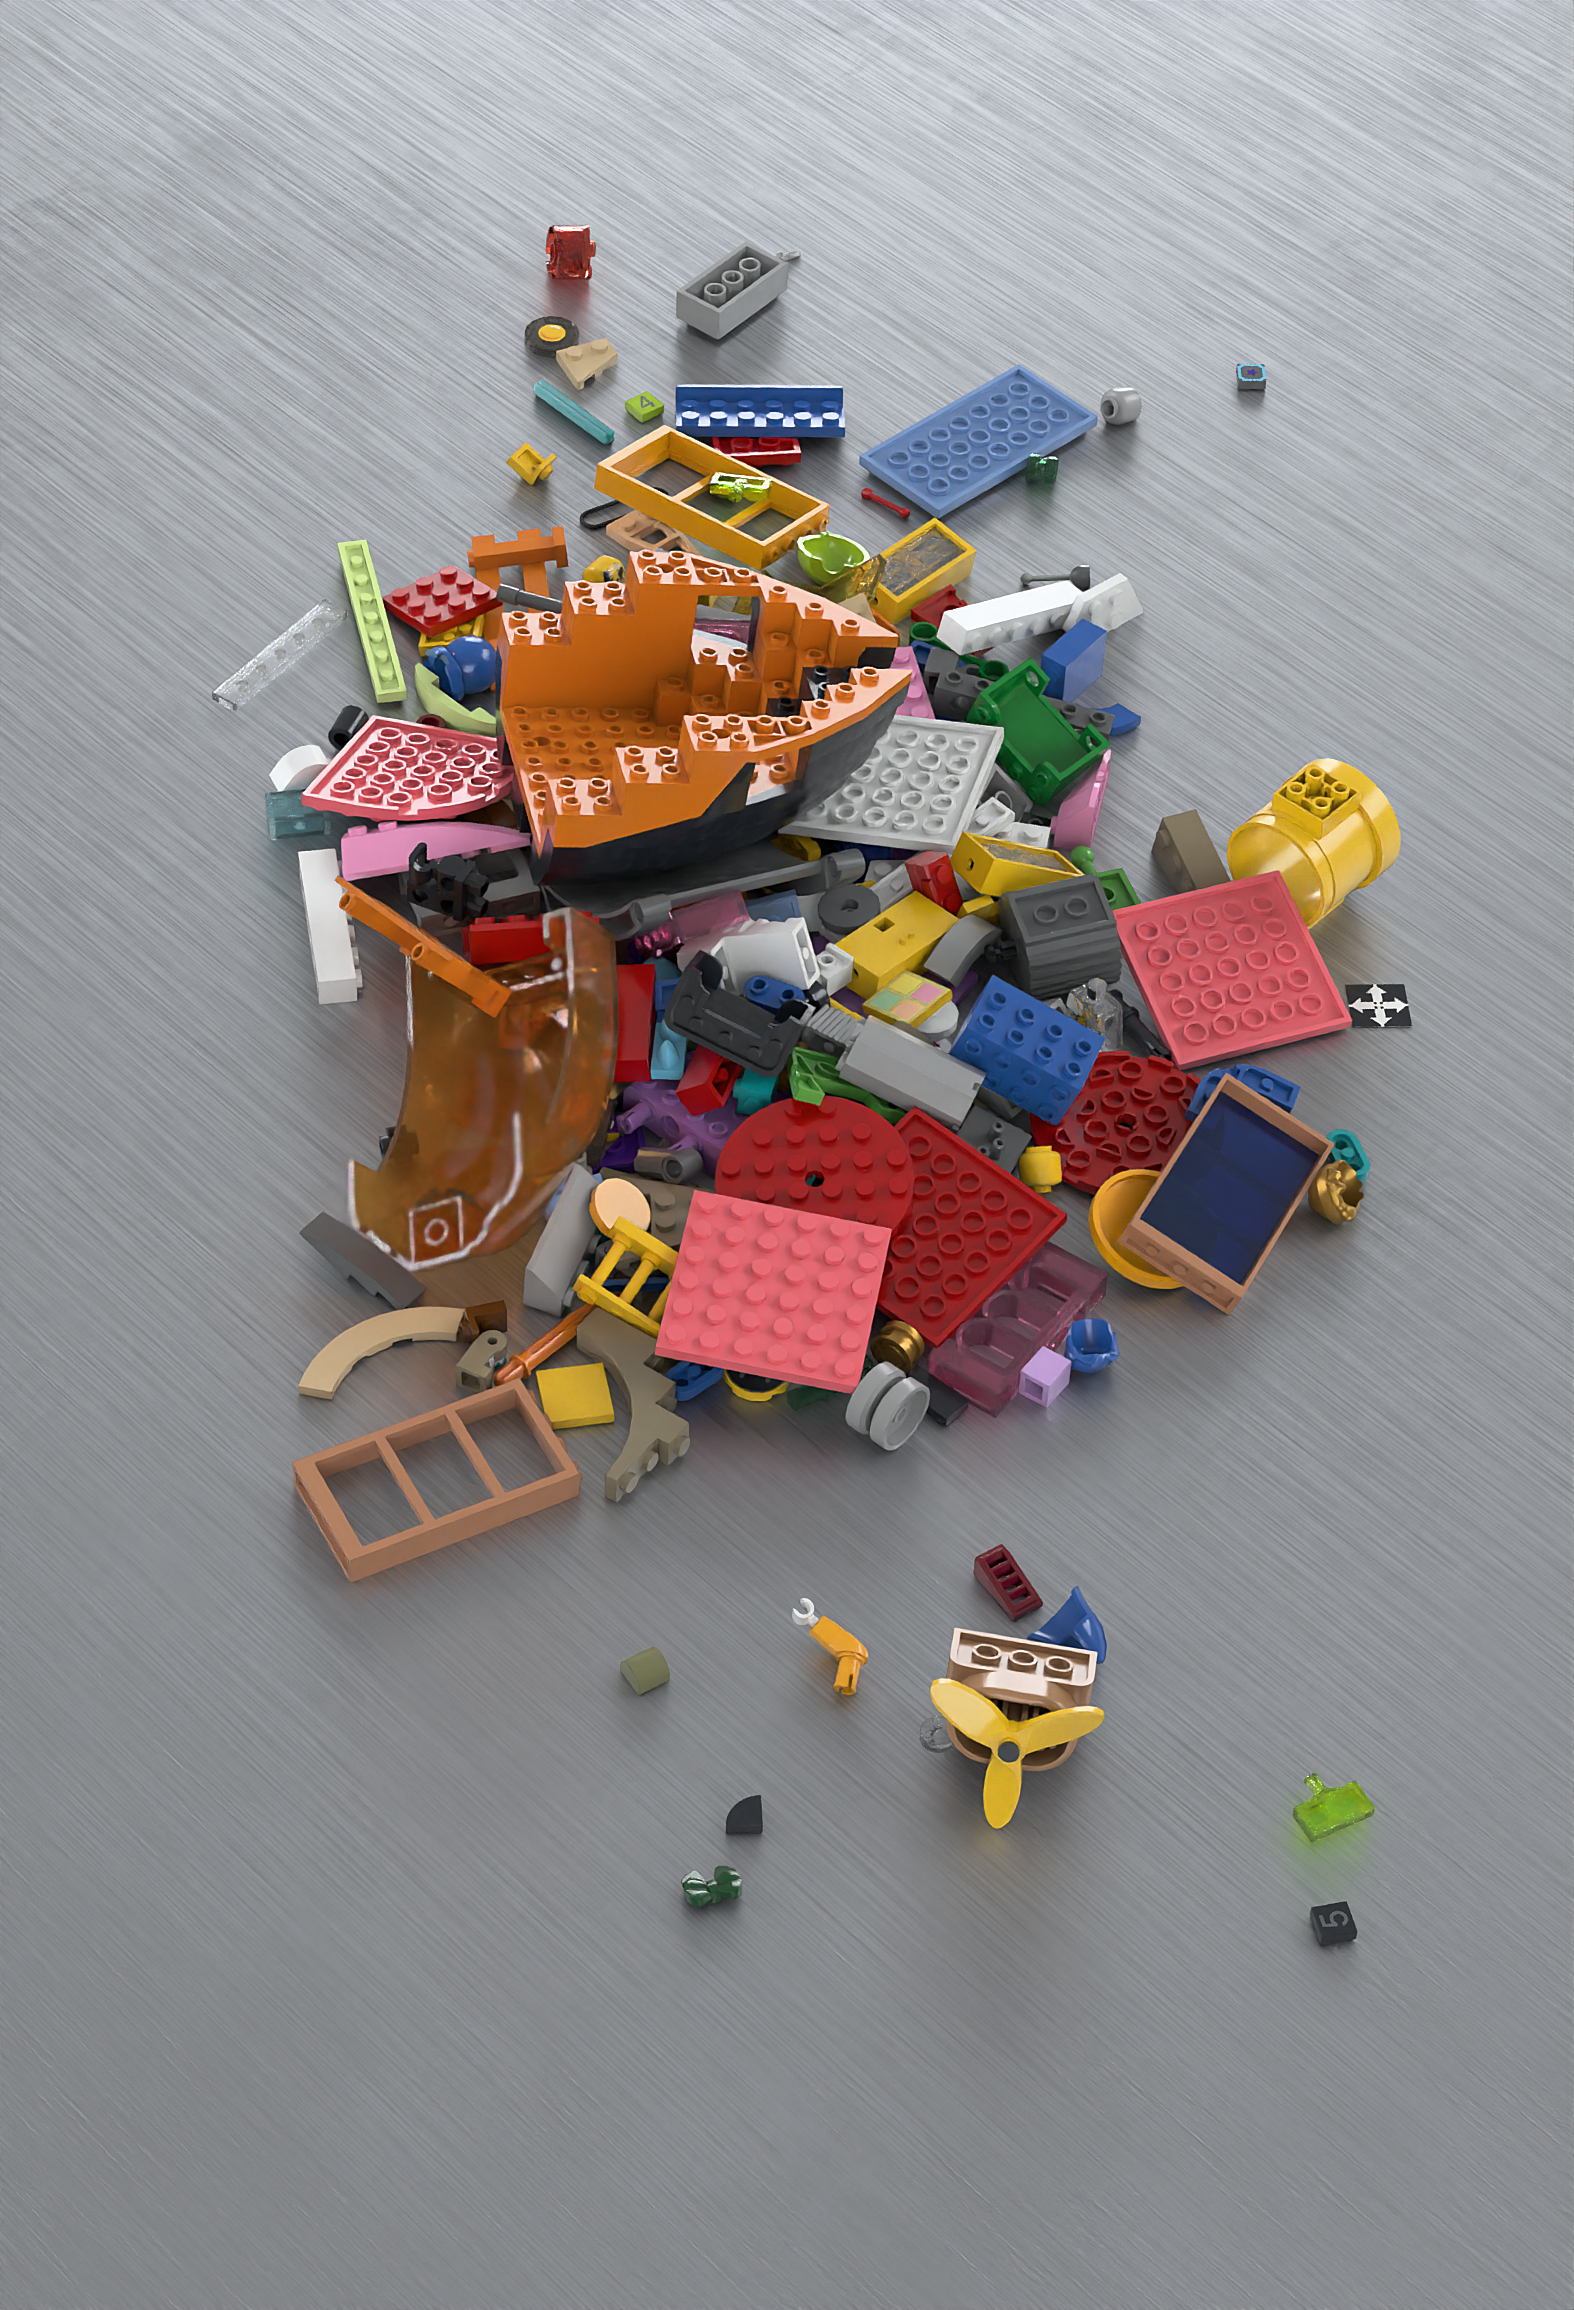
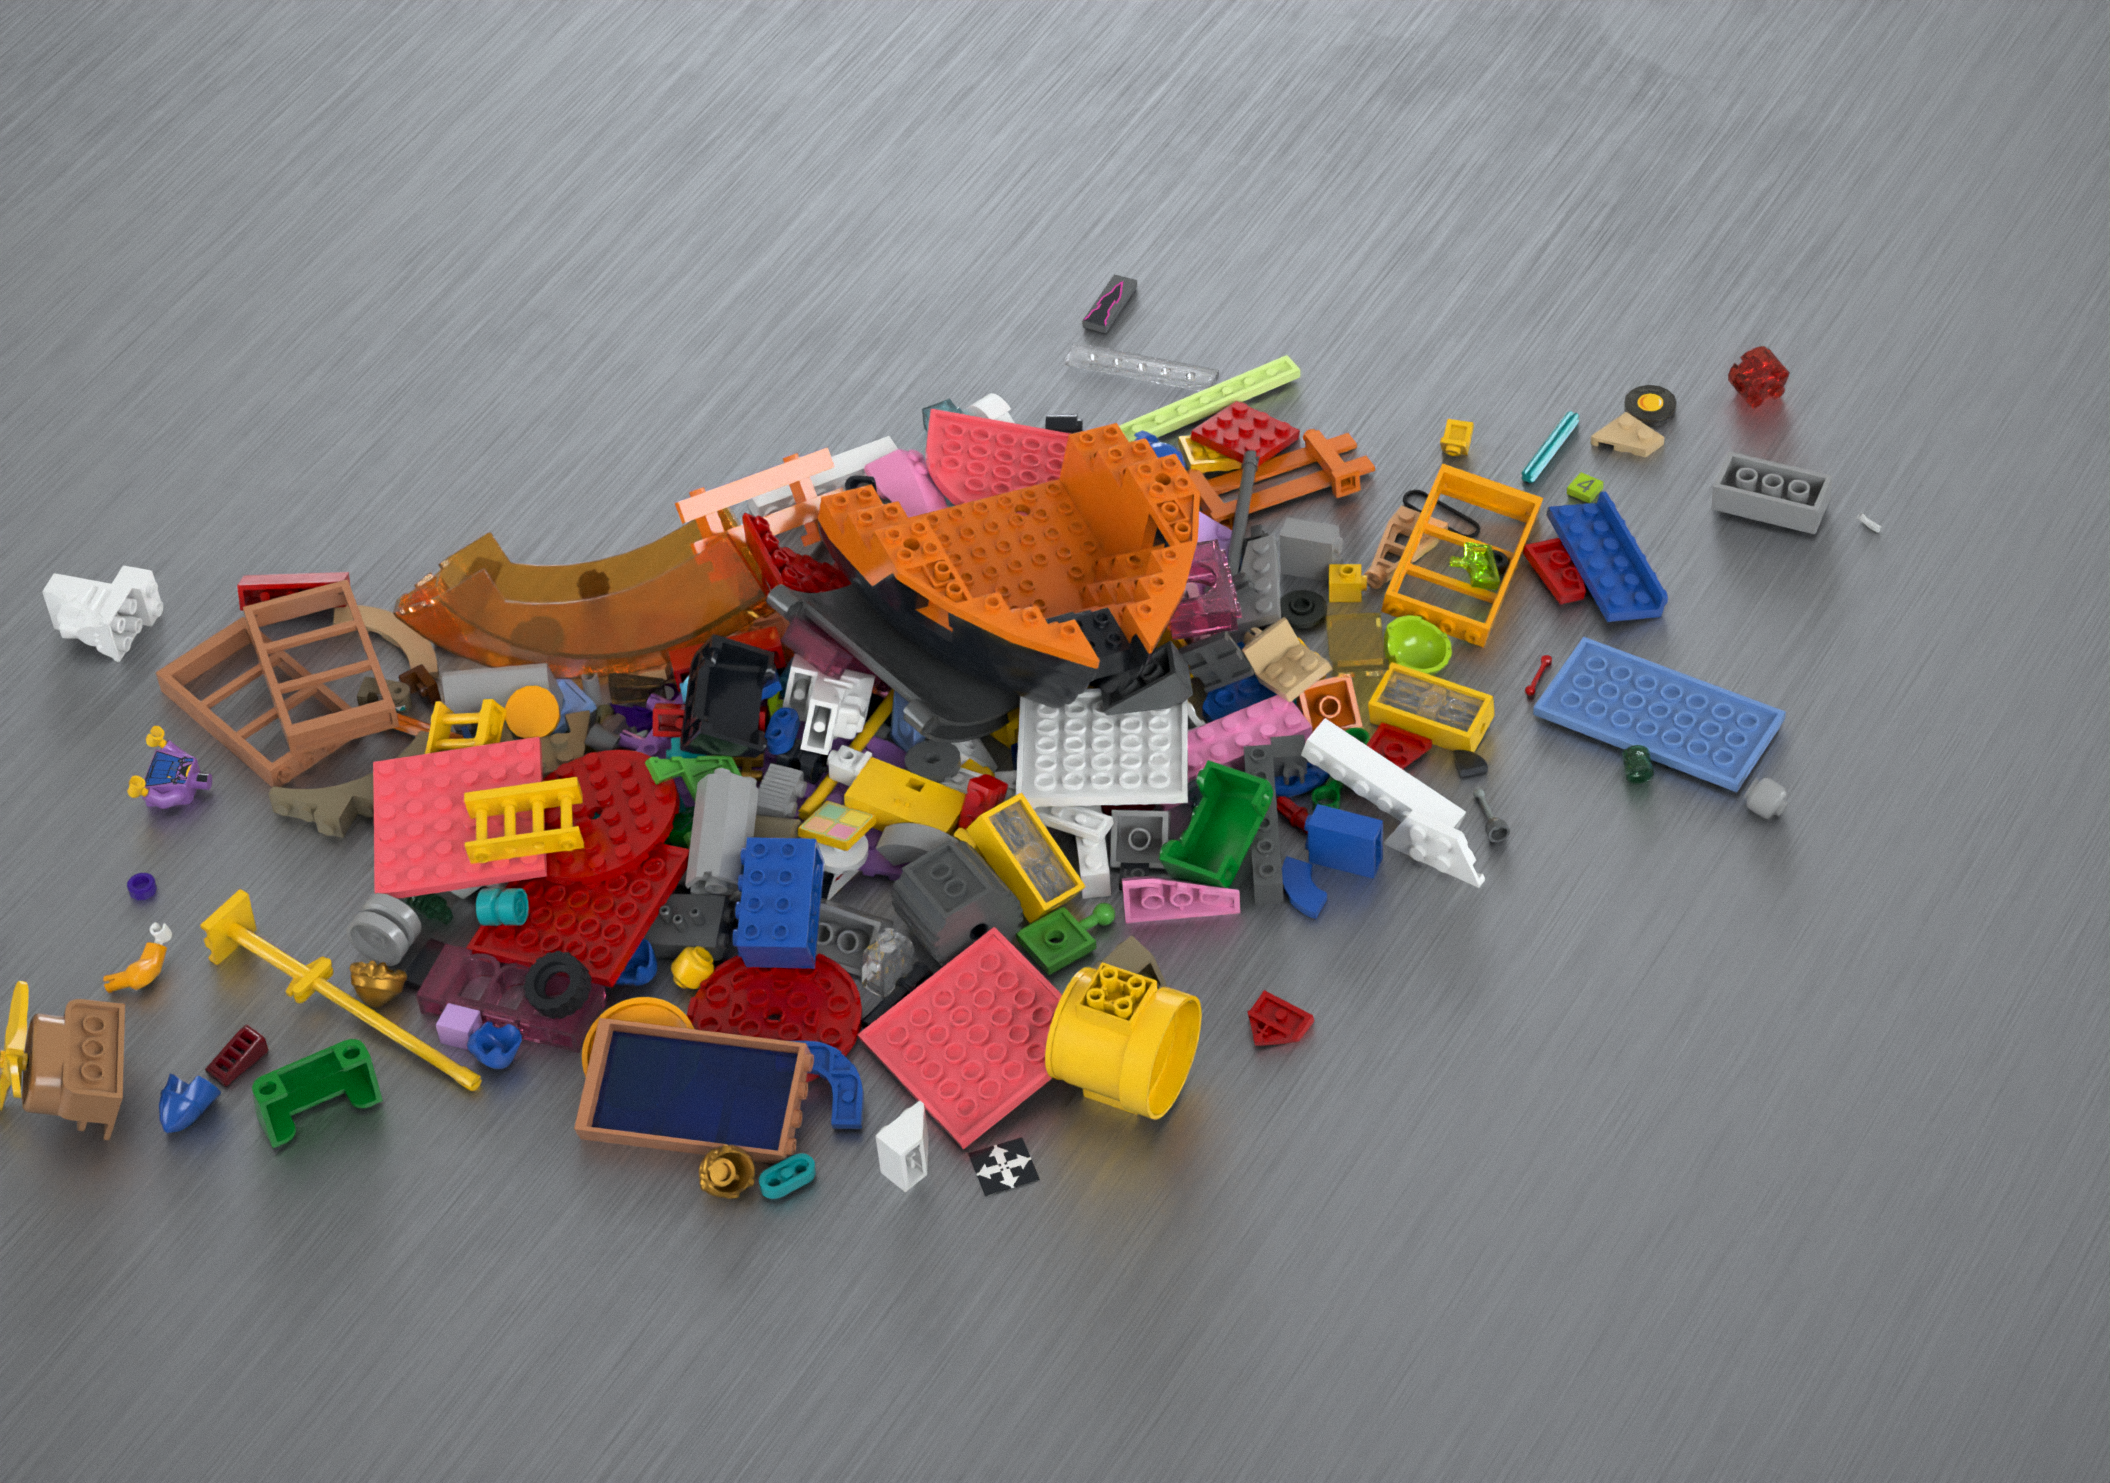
camera: 80 degrees right, 0 degrees up
(160, 653) = (1109, 303): none -> tile
(210, 1600) = (104, 612): none -> white brick
(262, 1413) = (261, 588): none -> red brick
(441, 1437) = (336, 726): none -> nougat window
(527, 1578) = (171, 775): none -> torso
(575, 1395) = (359, 754): yellow tile -> none
(604, 570) = (1332, 515): yellow head -> none
(646, 1670) = (103, 866): olive brick -> none
(690, 1640) = (141, 886): none -> dark purple tile
(803, 1223) = (519, 799): none -> yellow fence
(829, 1548) = (235, 926): none -> yellow piece
(897, 1345) = (460, 925): pearl gold wheel -> none
(916, 1285) = (500, 907): none -> teal wheel
(956, 1433) = (376, 983): none -> pearl gold hair
(982, 574) = (1469, 763): none -> black tile
(1071, 1241) = (543, 971): none -> black tyre
(1105, 1530) = (311, 1081): none -> green windscreen
(1251, 376) = (1882, 887): dark grey tile -> none
(1261, 776) = (1277, 1021): none -> red slope
(1331, 1808) = (43, 1307): clear neon green plate -> none
(1357, 1049) = (904, 1148): none -> white slope

